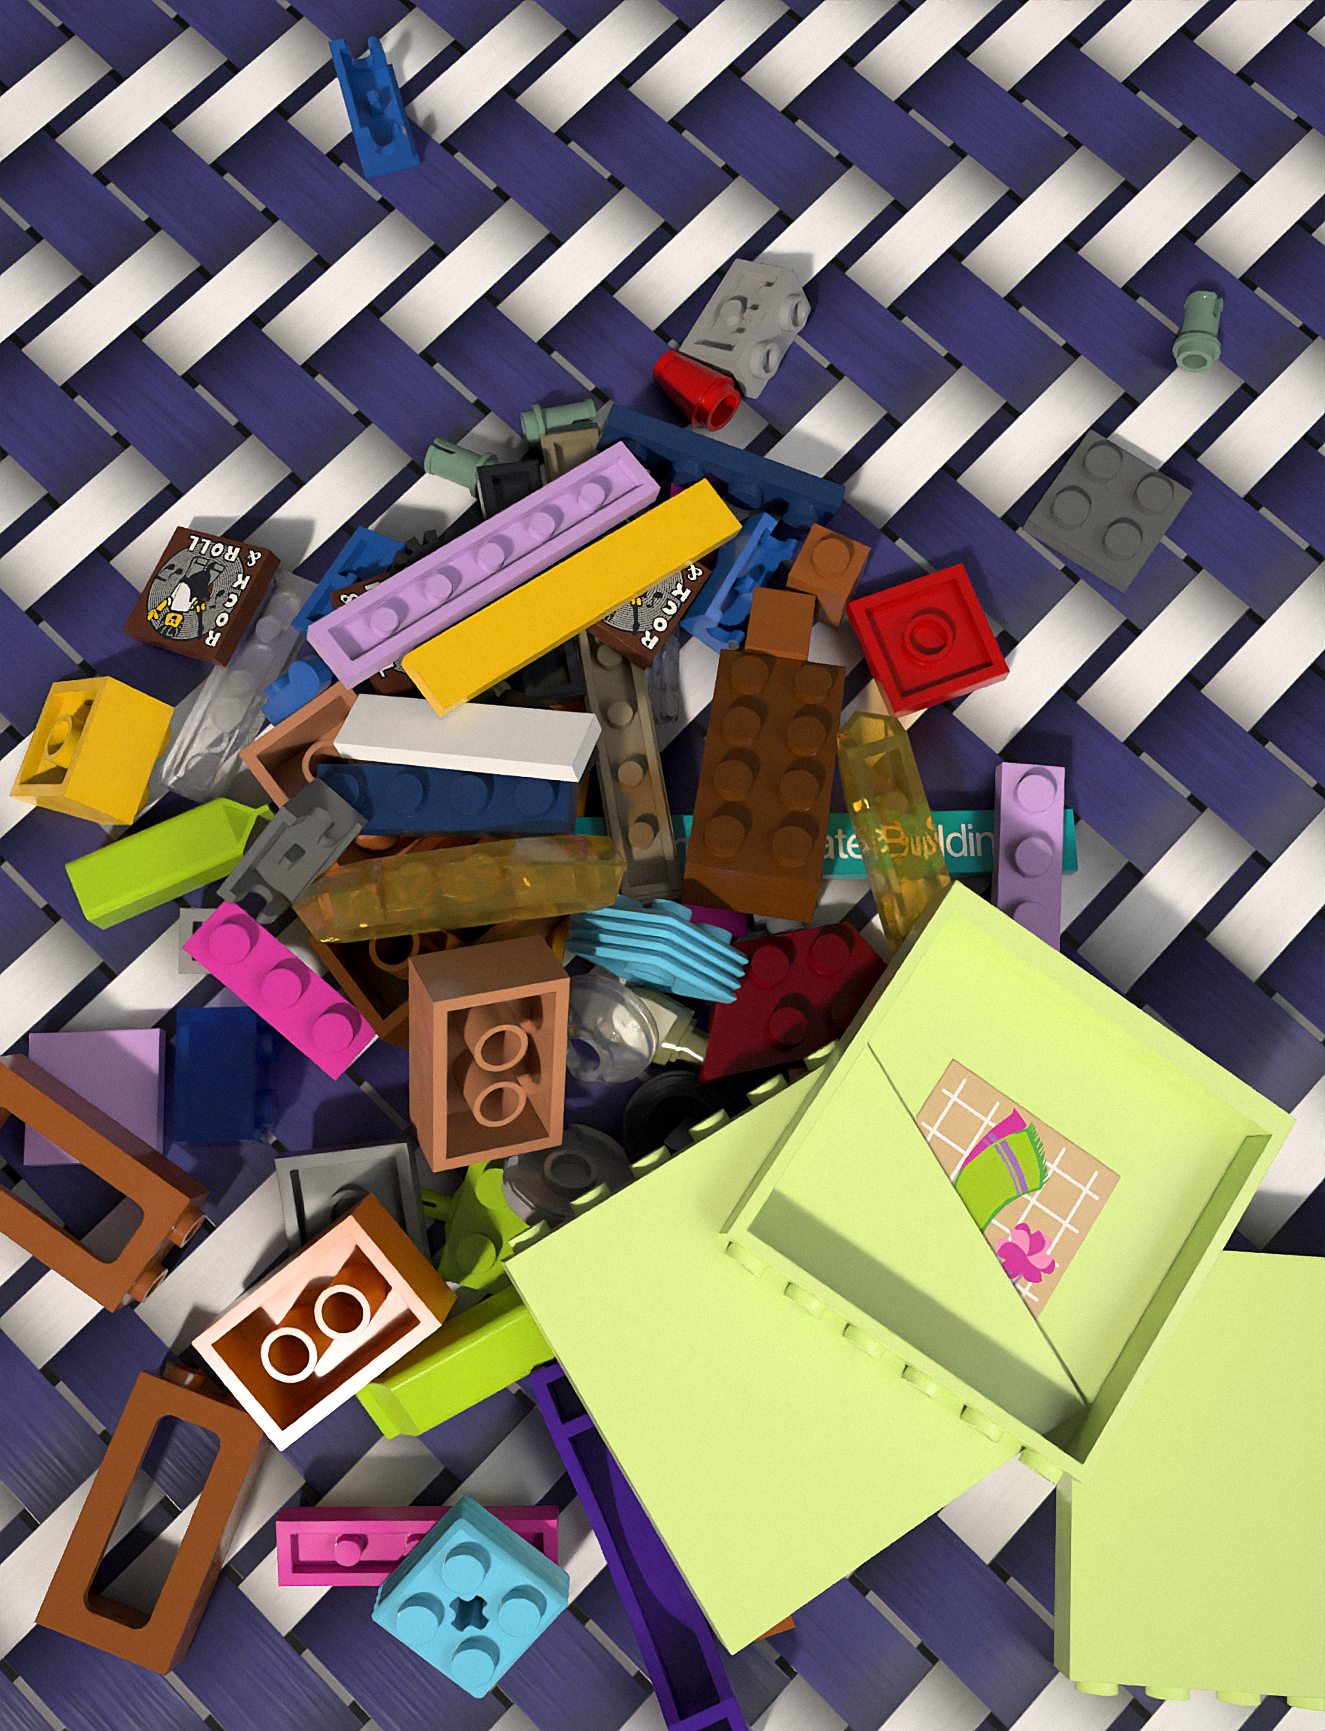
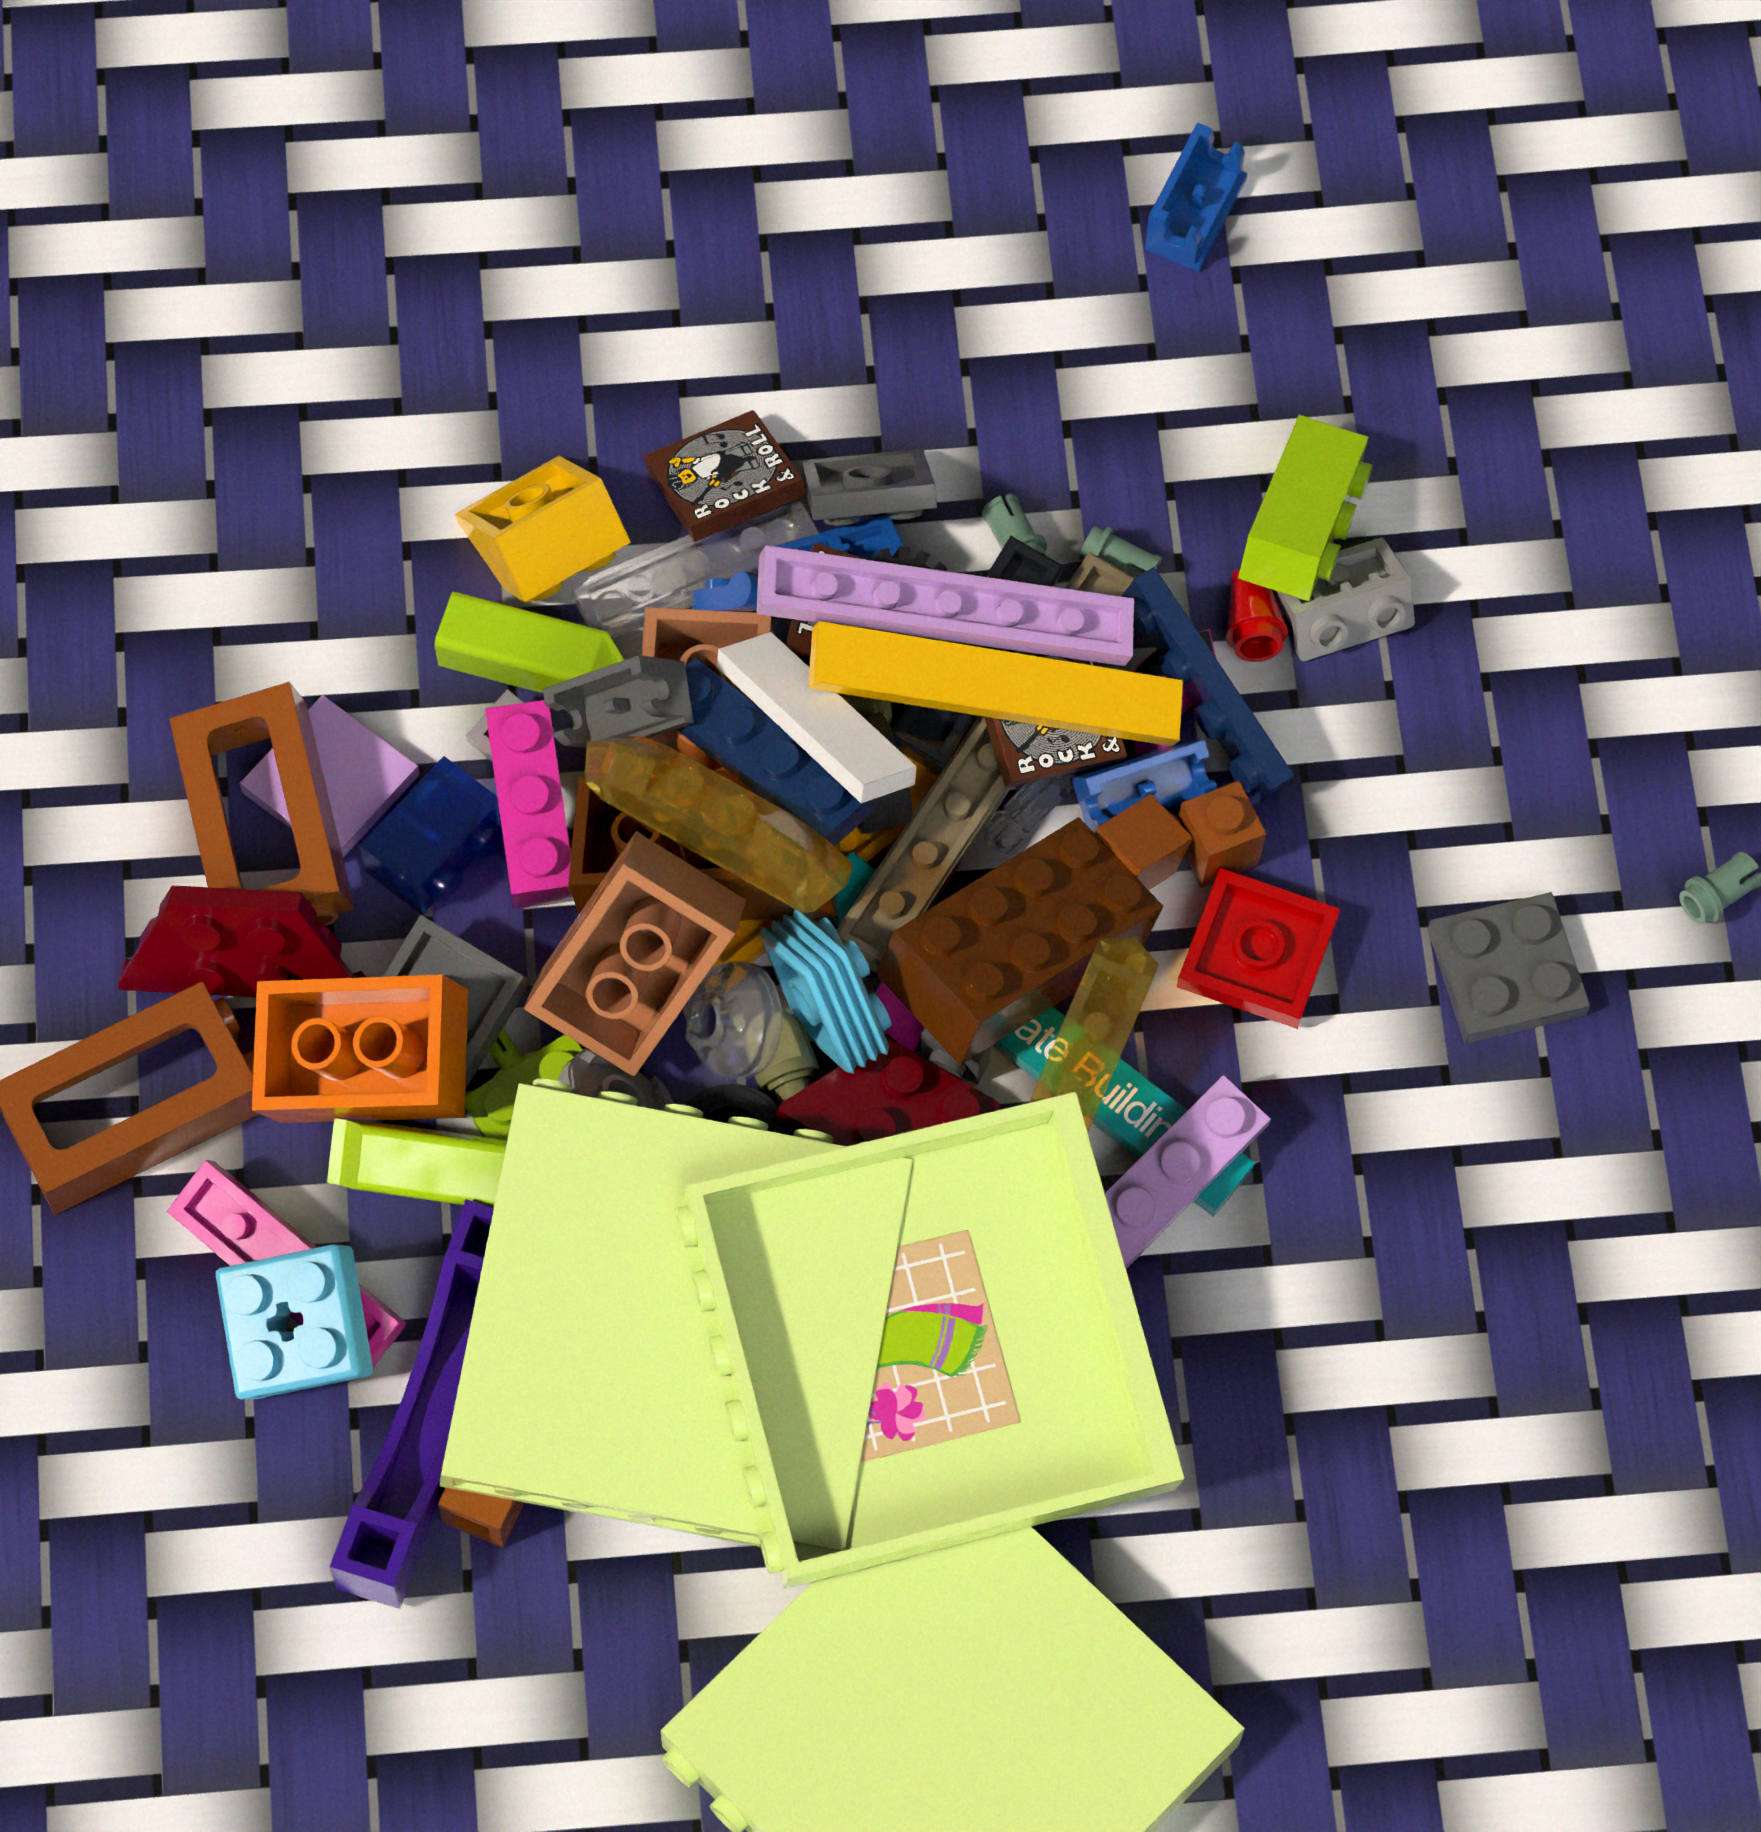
camera: 40 degrees right, 10 degrees down
(146, 1310) = (232, 942): none -> dark red wing
(325, 514) = (869, 484): none -> dark grey plate
(670, 277) = (1306, 509): none -> lime brick

